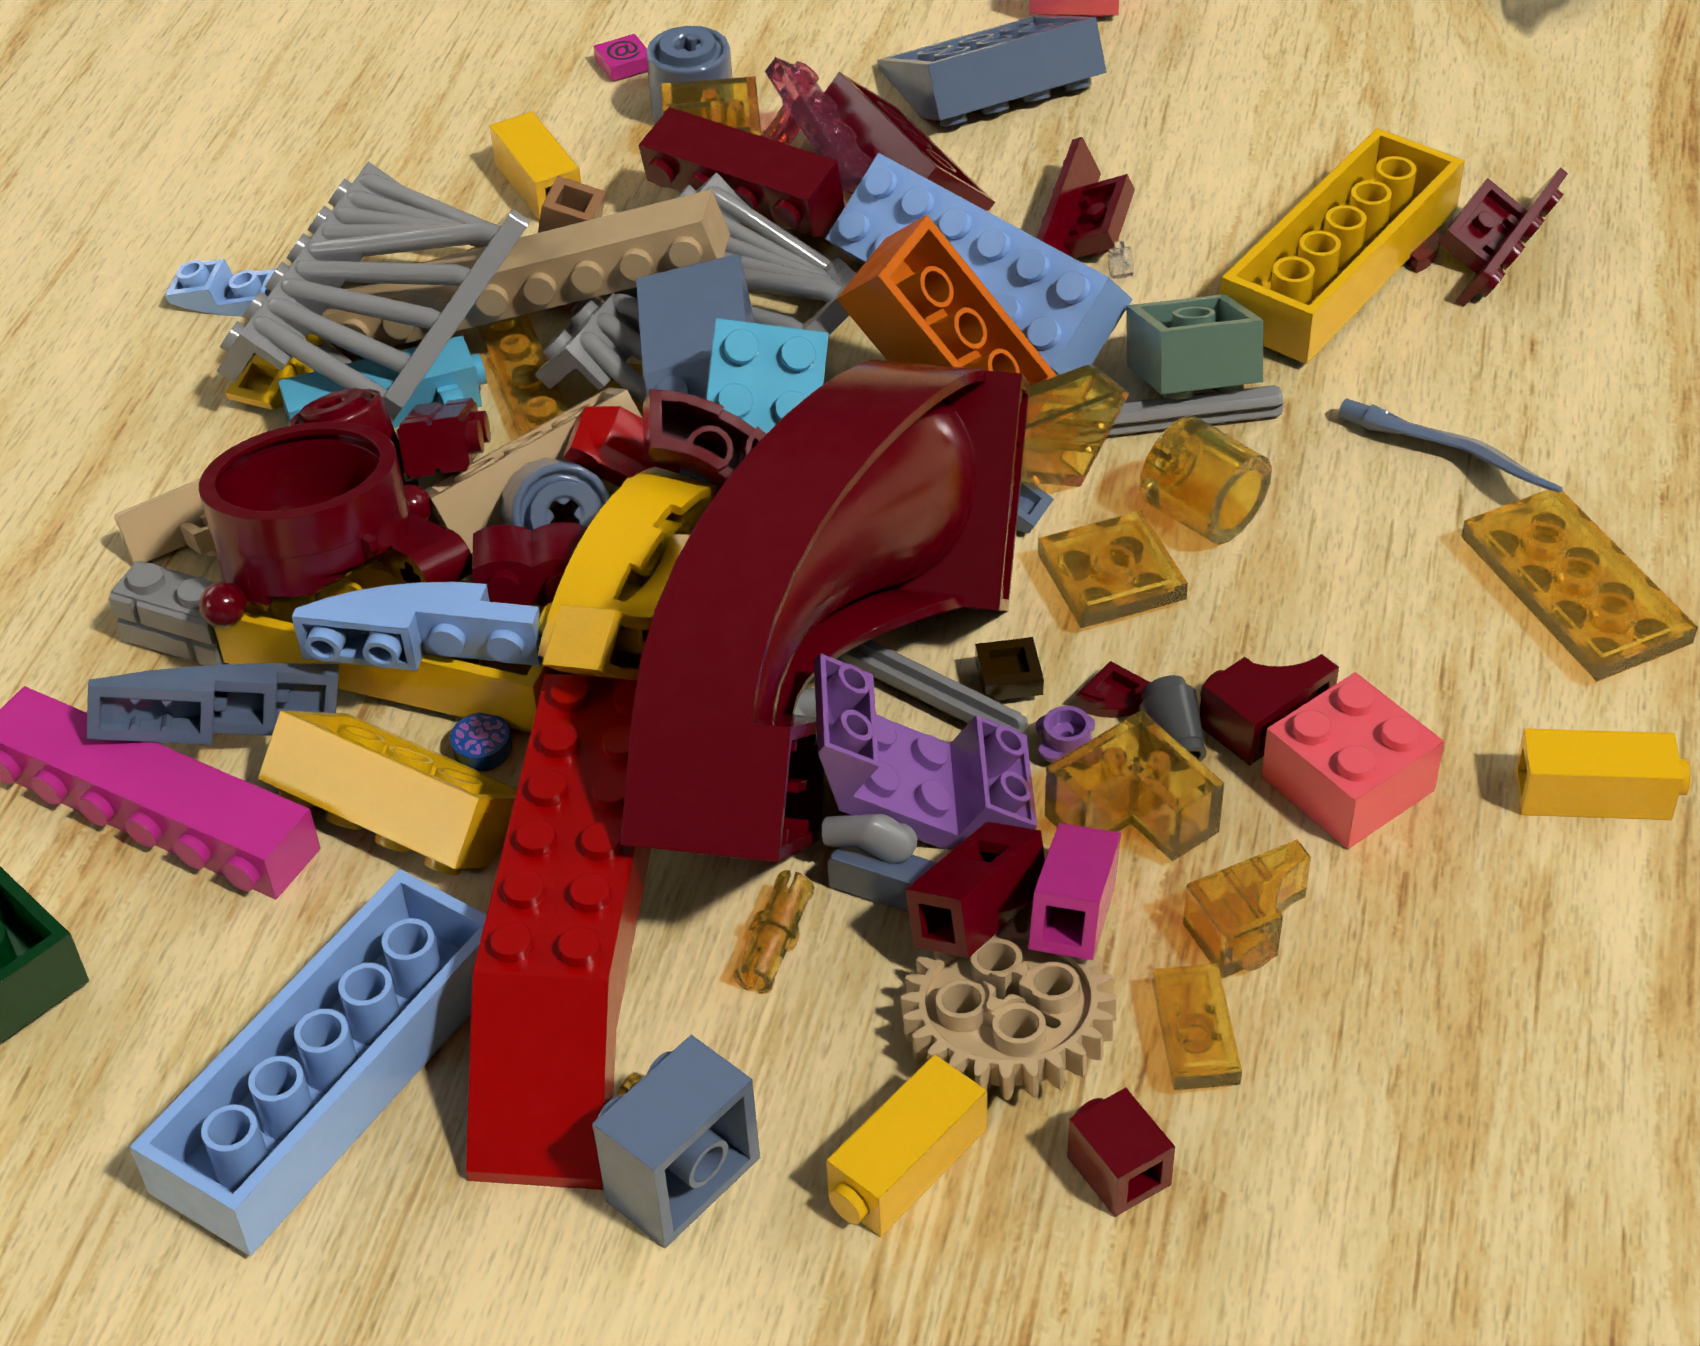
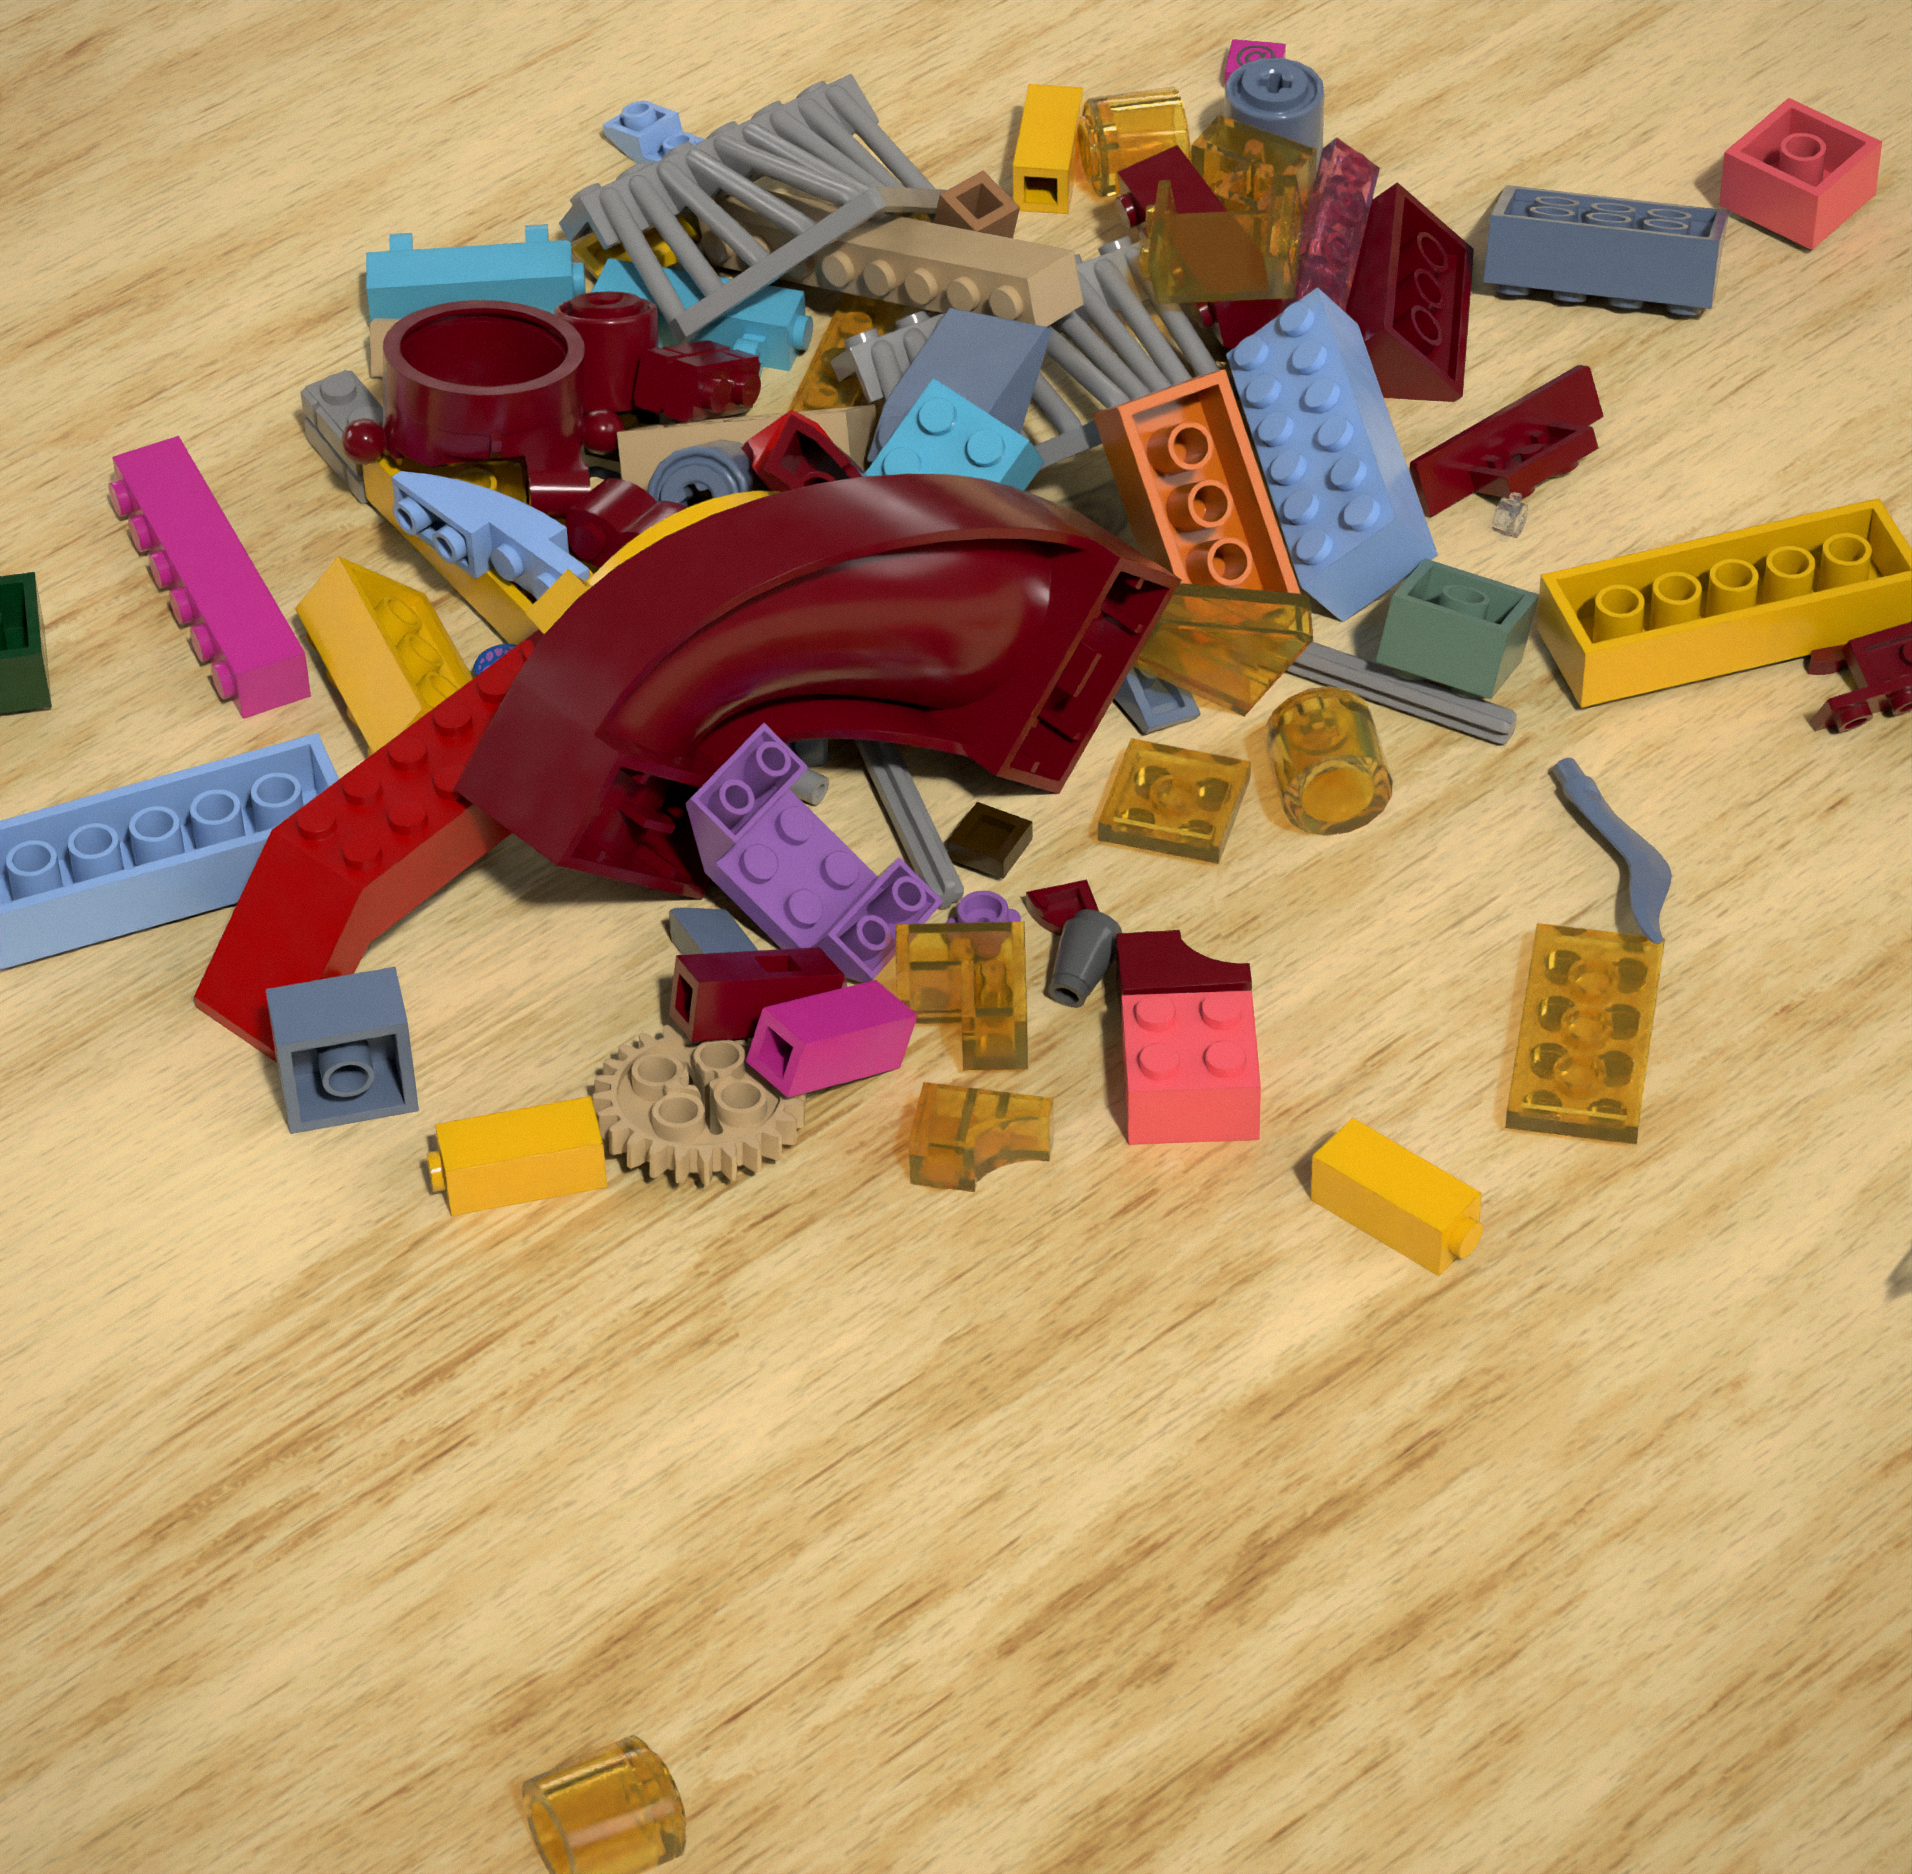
camera: 35 degrees right, 0 degrees up
(161, 453) = (520, 273): none -> medium azure brick
(207, 699) = (300, 519): sand blue slope -> none
(605, 128) = (1126, 130): none -> clear yellow piece
(774, 932) = (585, 948): clear yellow pin -> none
(790, 156) = (1224, 252): none -> clear yellow panel
(872, 833) = (722, 911): light grey arm -> none
(1120, 1151) = (673, 1251): dark red brick -> none
(1196, 1027) = (835, 1200): clear yellow plate -> none

